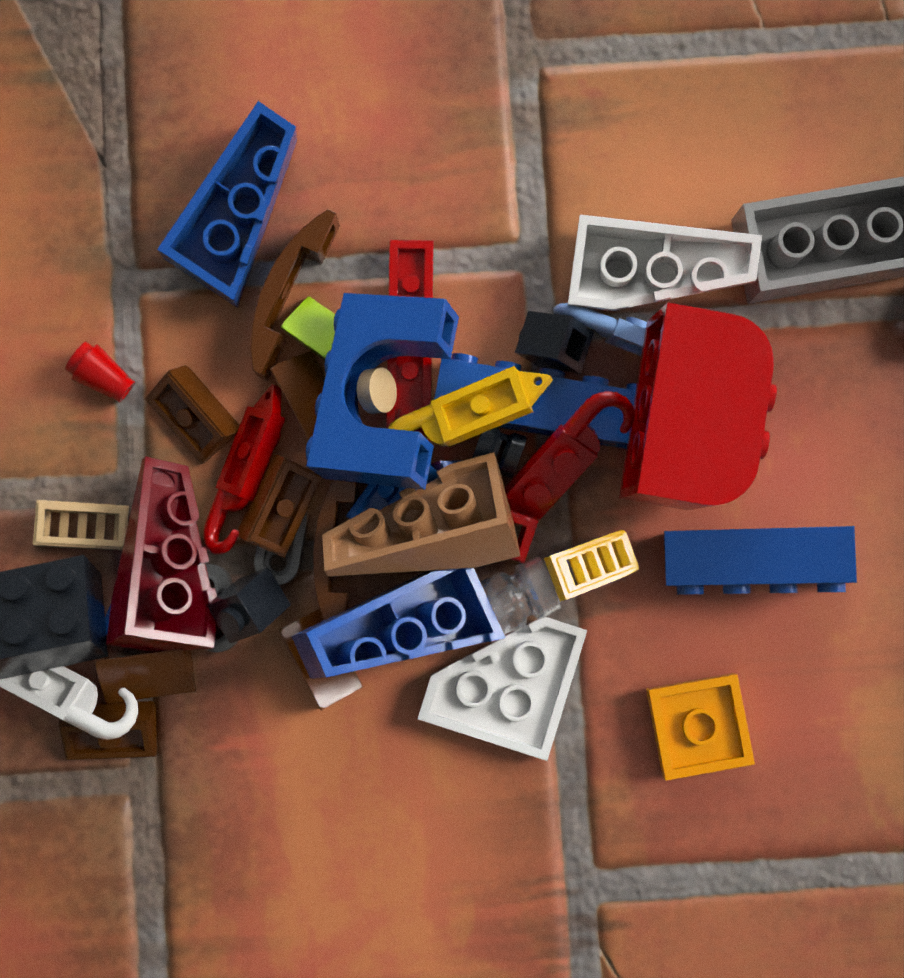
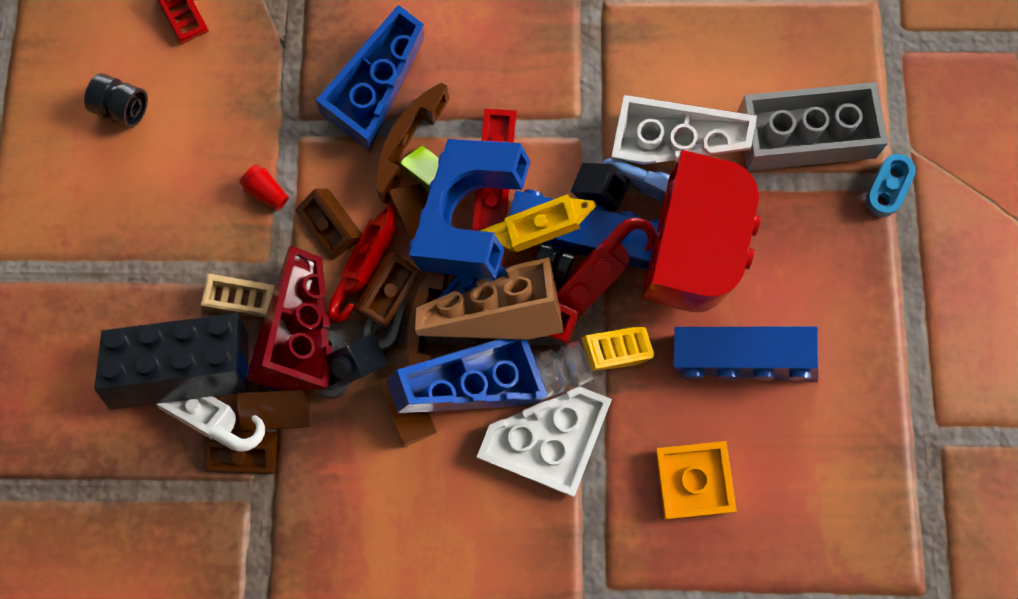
camera: 10 degrees right, 10 degrees down
(376, 390) = (465, 210): tan tile -> none

